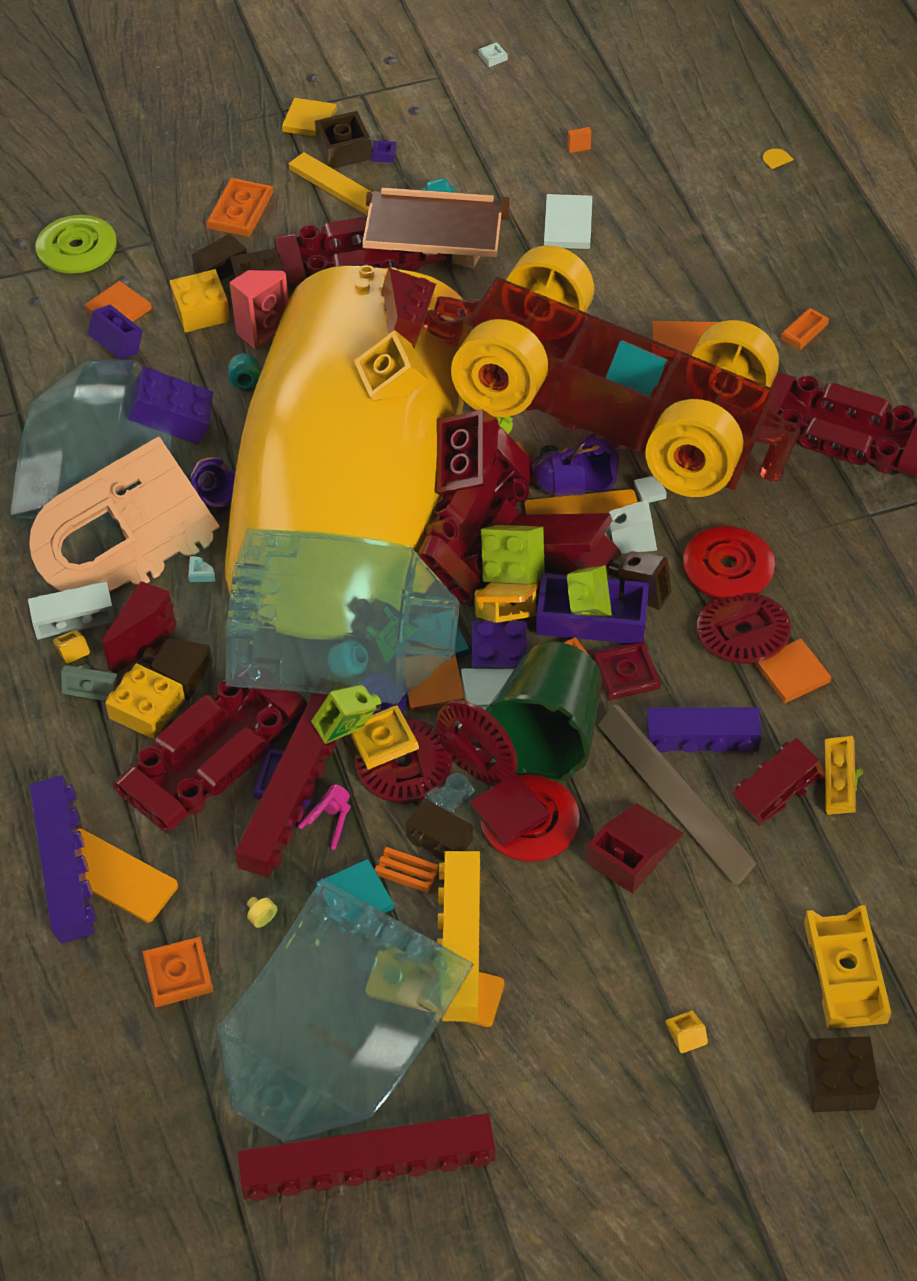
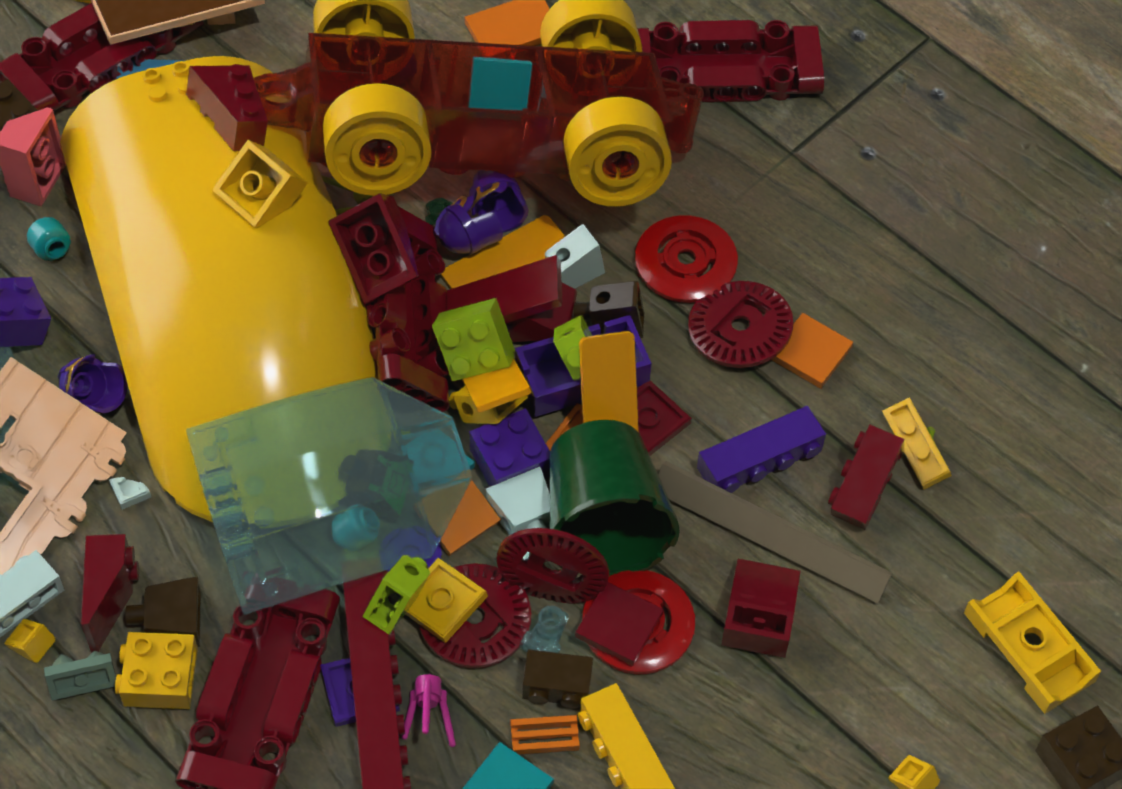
camera: 30 degrees left, 5 degrees up
(598, 620) = (609, 378): none -> light orange piece
(649, 489) = (563, 208): light aqua tile -> none

